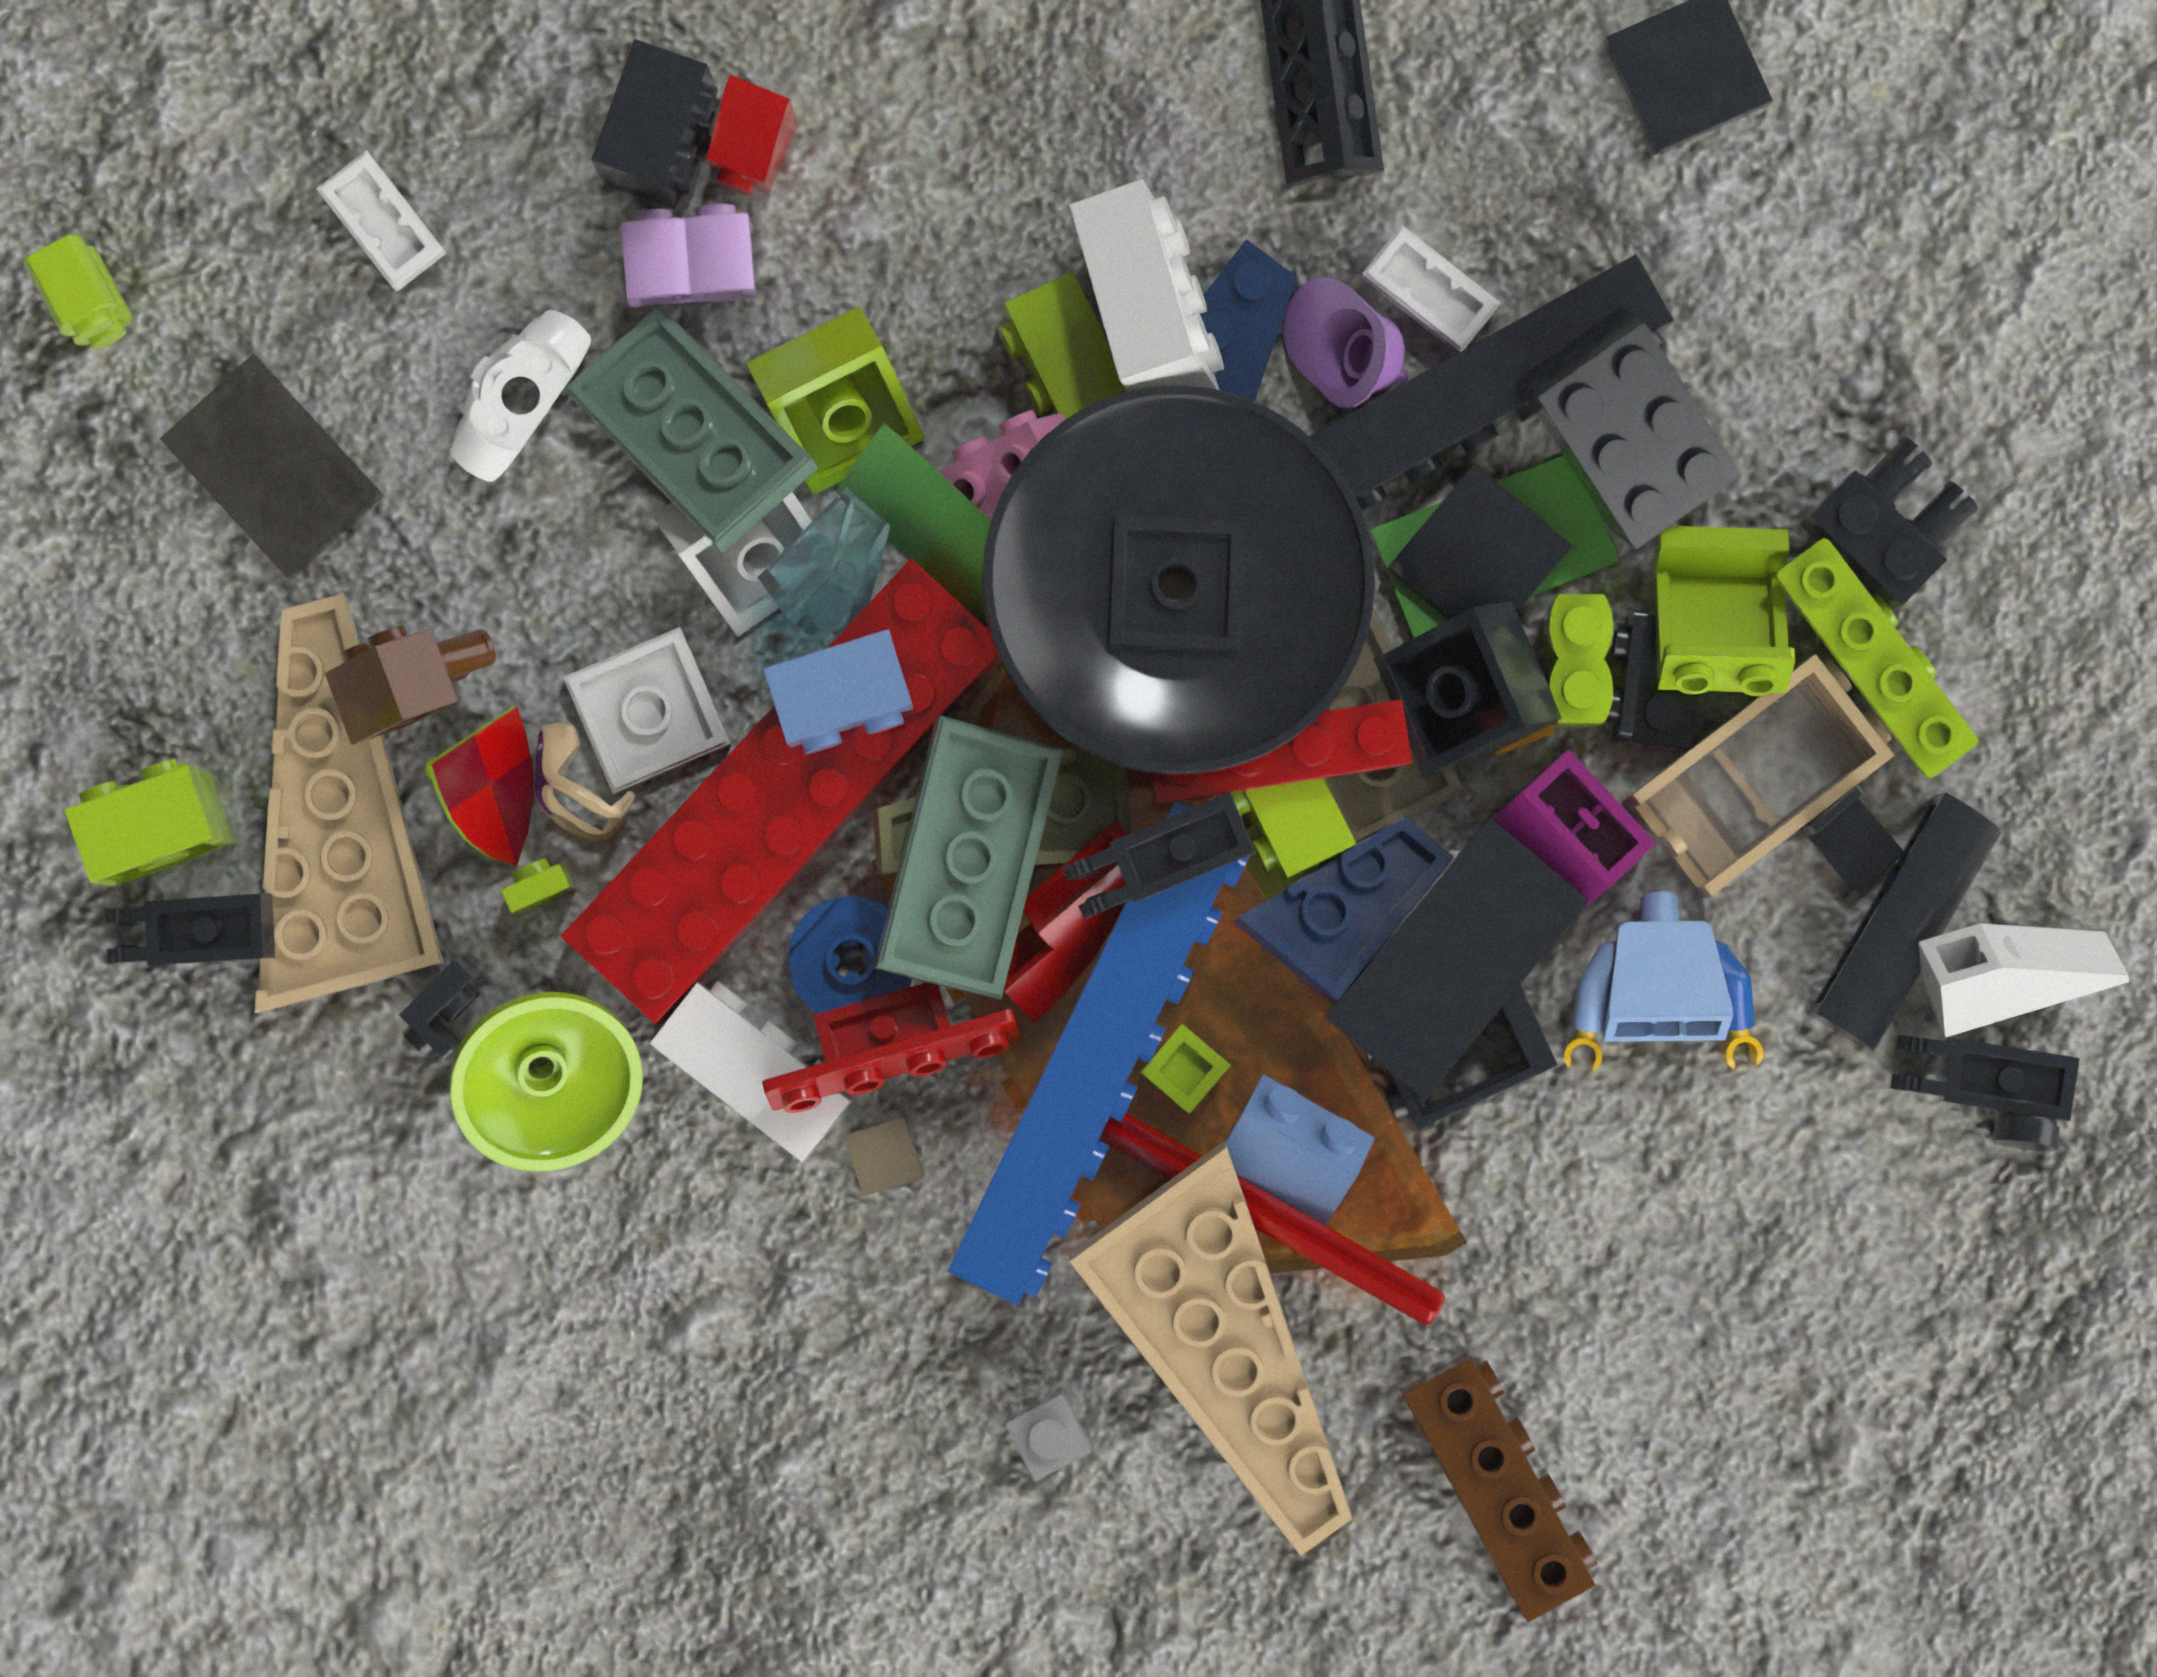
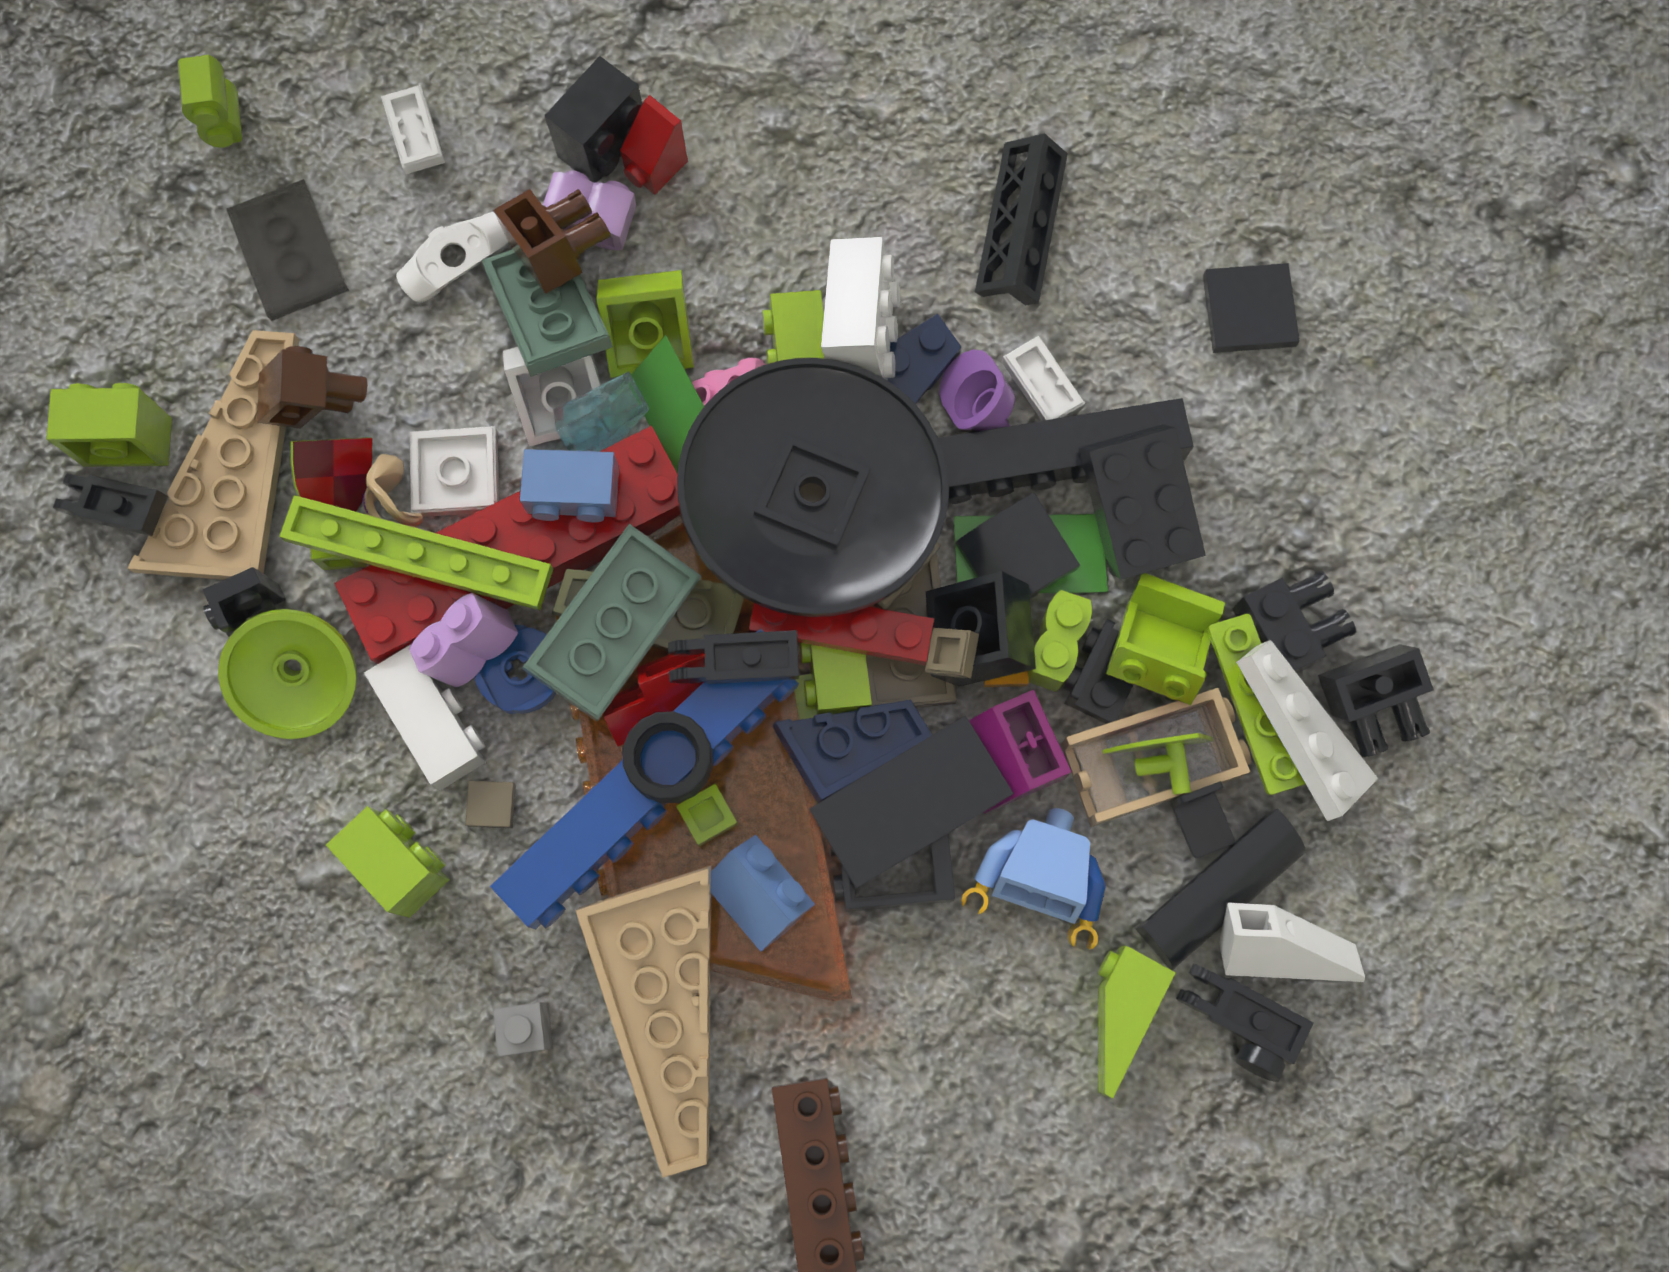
camera: 20 degrees right, 10 degrees down
(647, 344) = (540, 239): none -> reddish brown brick
(665, 859) = (416, 552): none -> lime plate
(769, 952) = (463, 640): none -> lavender brick
(789, 1282) = (388, 862): none -> lime brick
(884, 1040) = (514, 723): red bracket -> none
(1126, 973) = (642, 733): none -> black tyre
(1287, 1225) = (737, 944): red axle -> none
(1443, 740) = (952, 652): none -> dark tan tile
(1787, 780) = (1172, 762): none -> lime shield
(1829, 1123) = (1126, 1007): none -> lime slope
(1963, 682) = (1312, 739): none -> white wing
(2027, 571) = (1373, 684): none -> black brick

